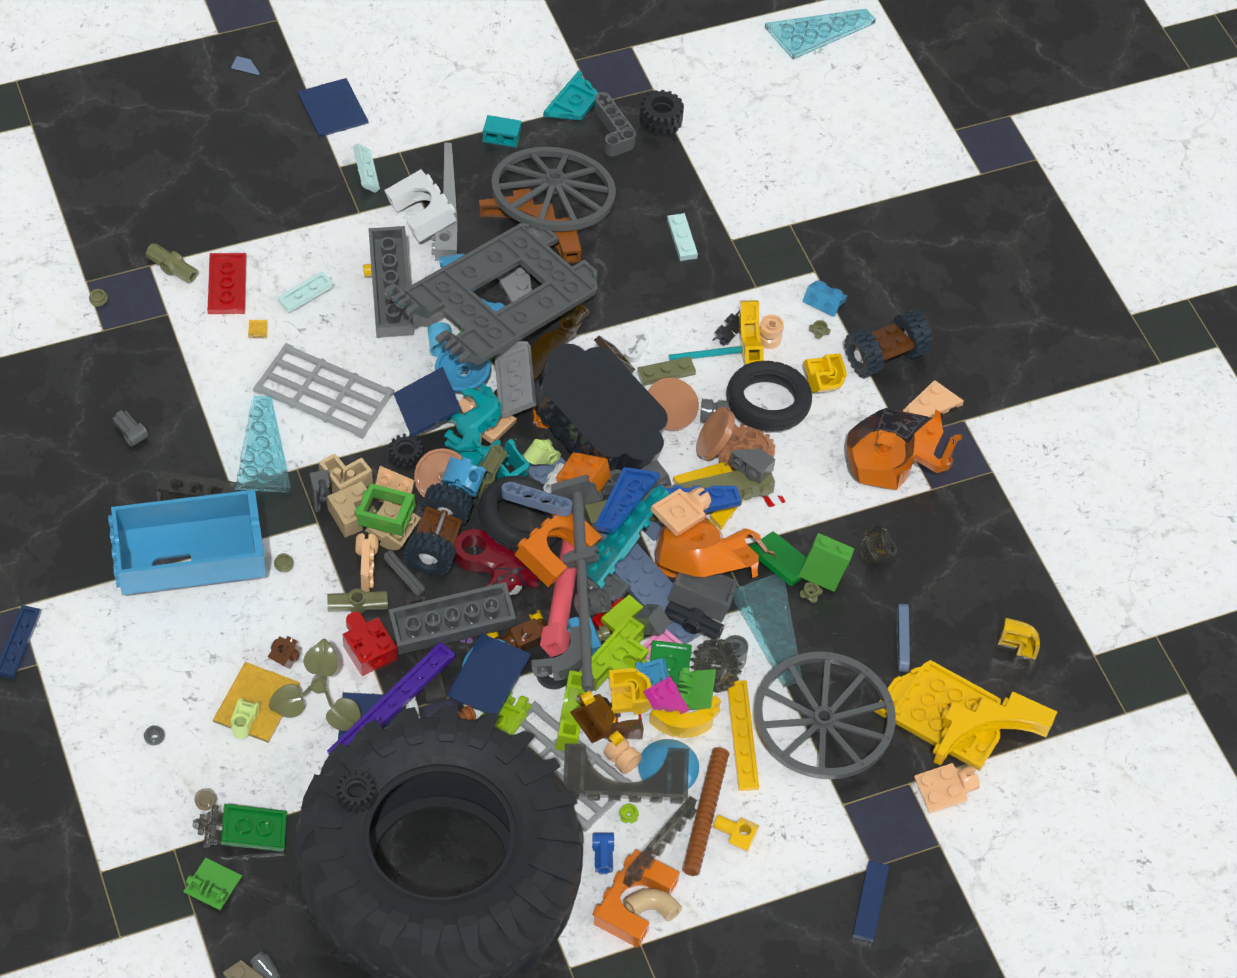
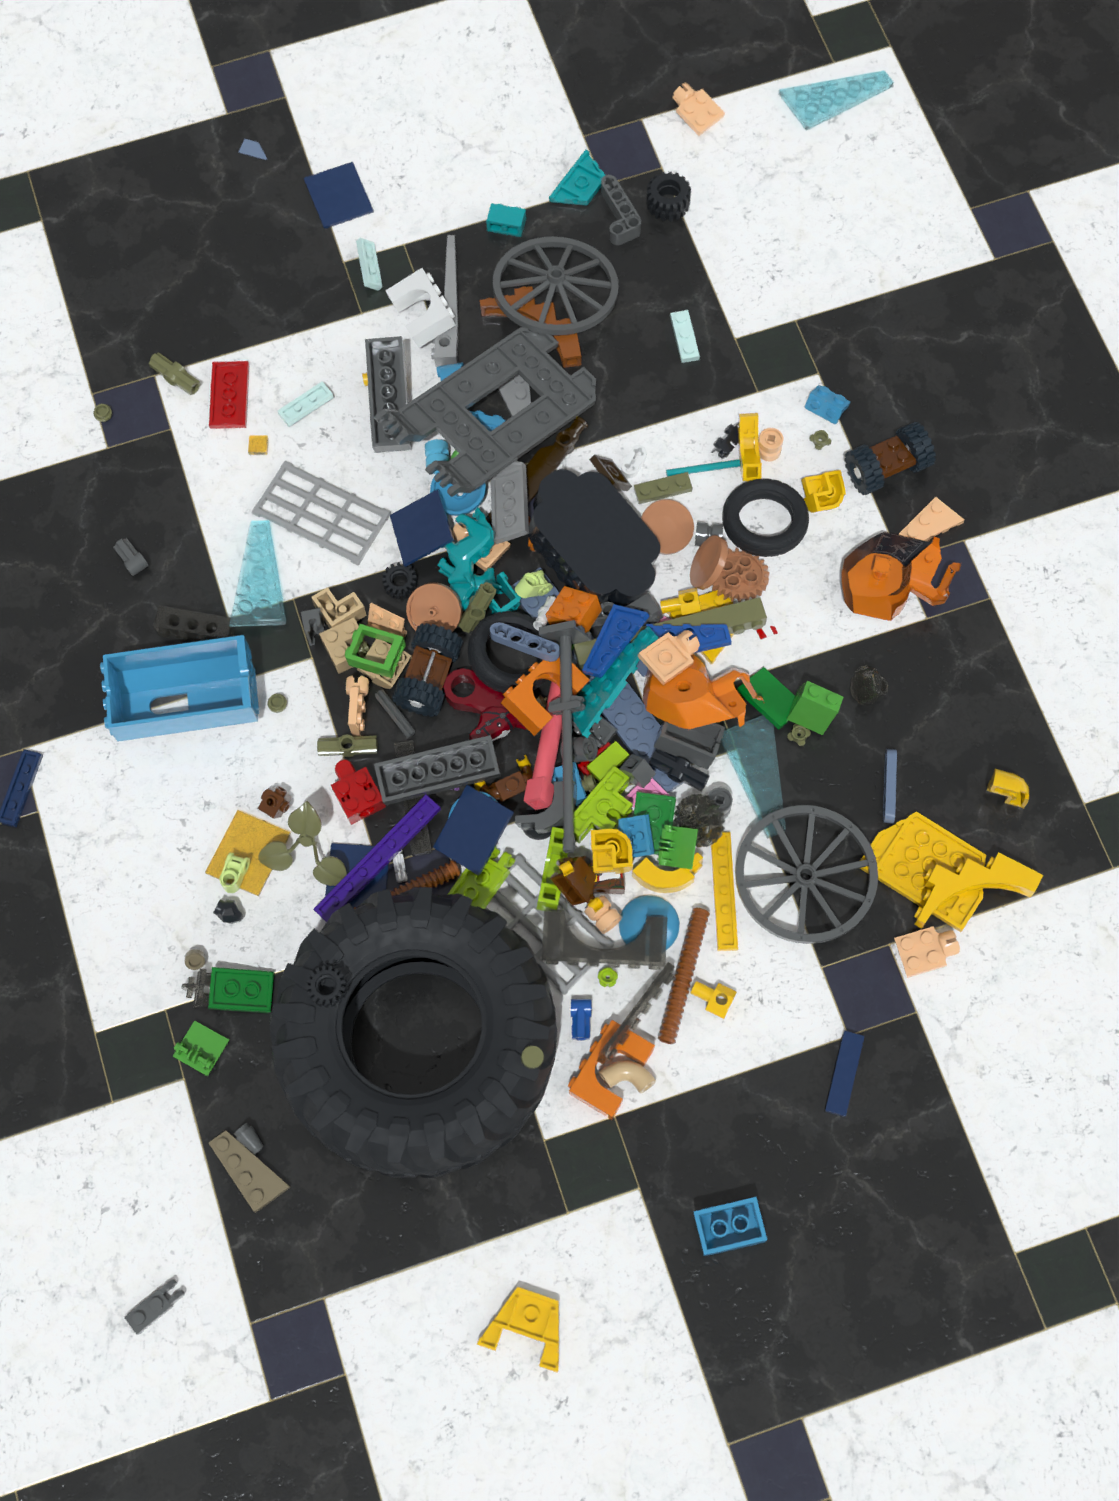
camera: 10 degrees right, 15 degrees up
(154, 730) = (146, 884): dark grey plate -> none
(239, 755) = (228, 911): none -> black rock
(463, 475) = (452, 615): dark azure brick -> none
(563, 855) = (532, 1057): none -> olive tile
(666, 697) = (646, 859): dark pink wing -> none
(686, 37) = (697, 108): none -> light nougat plate
(694, 470) = (679, 603): none -> yellow piece
(753, 463) = (745, 599): dark grey slope -> none

